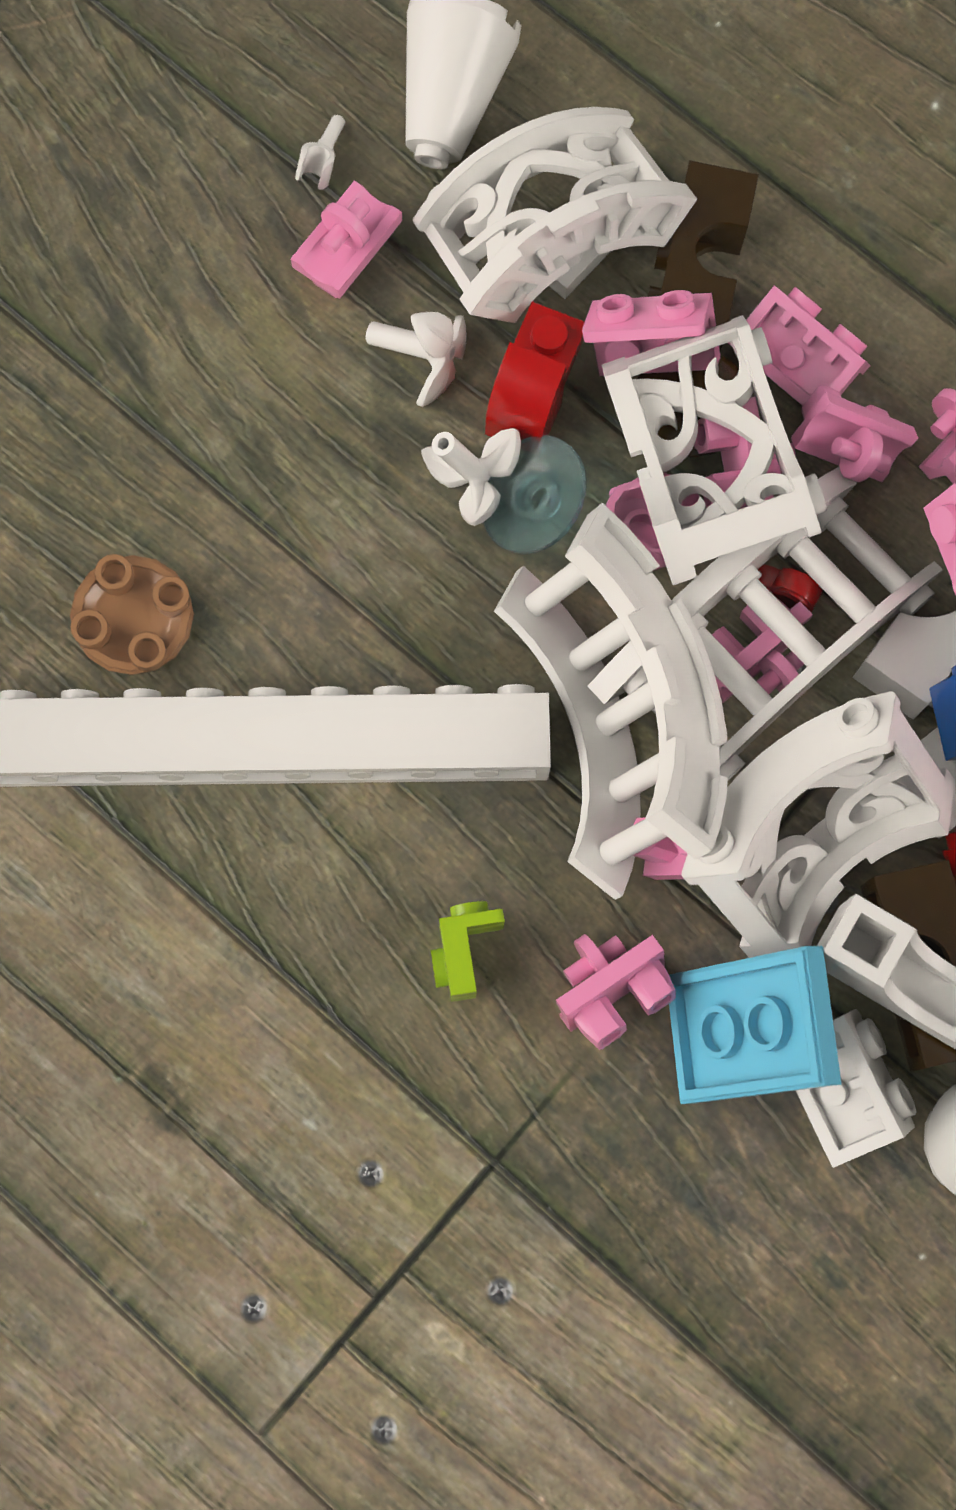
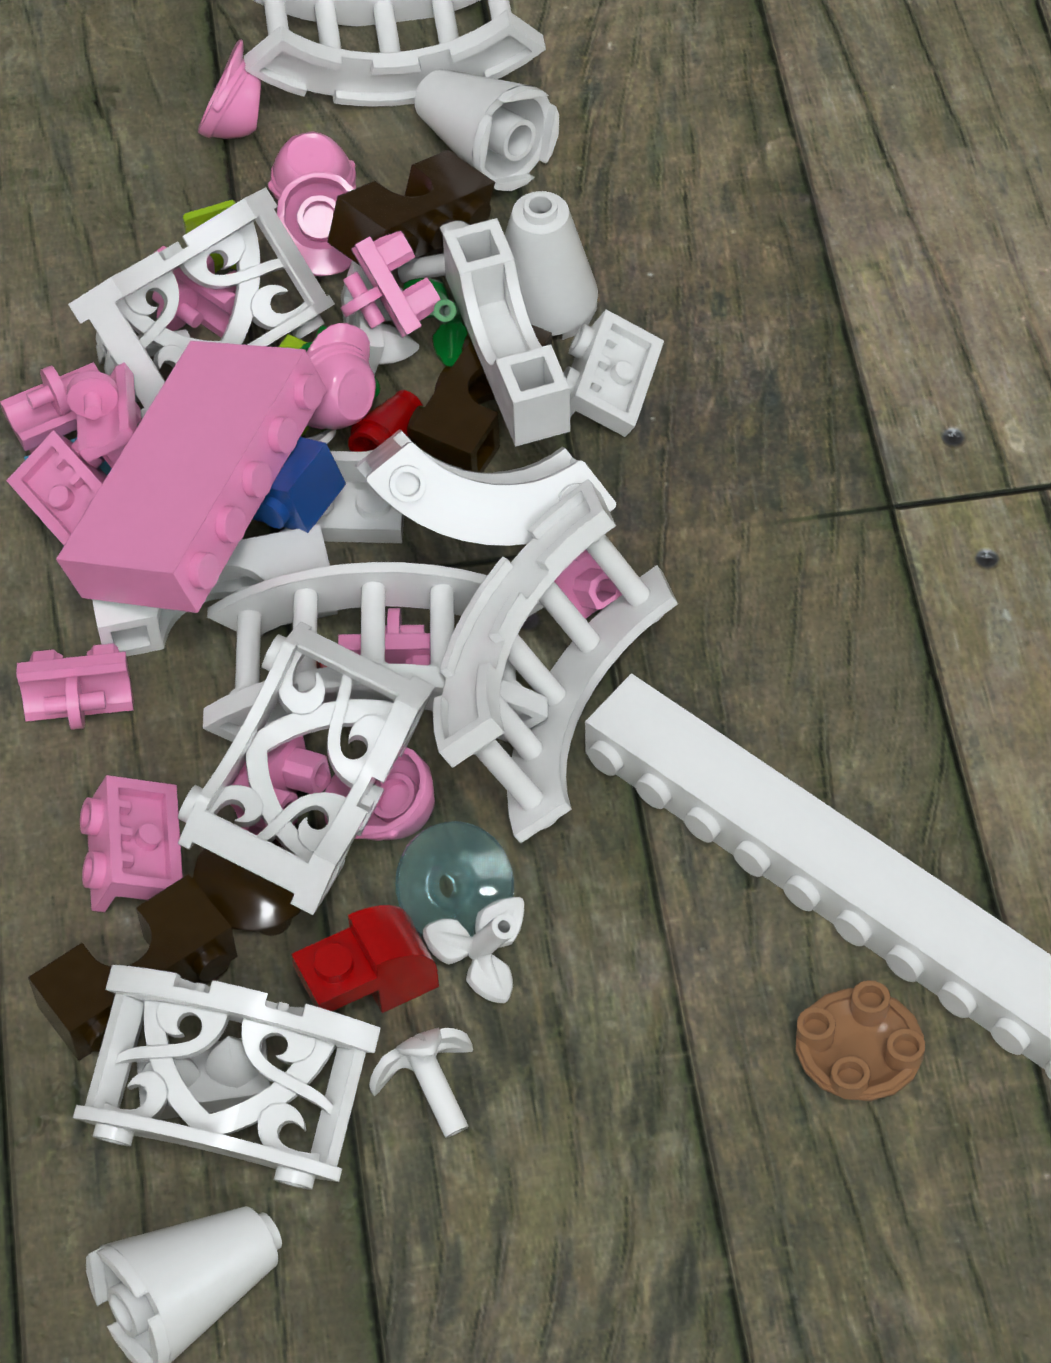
camera: 135 degrees left, 20 degrees down
(319, 156) = (357, 1318): white hand -> none
(346, 240) = (412, 1203): bright pink hips -> none
(453, 962) = (797, 636): lime bracket -> none
(634, 325) = (248, 908): bright pink bracket -> none
(636, 971) = (713, 537): bright pink hips -> none
(754, 1027) = (649, 418): medium azure tile -> none
(851, 436) = (170, 740): bright pink hips -> none

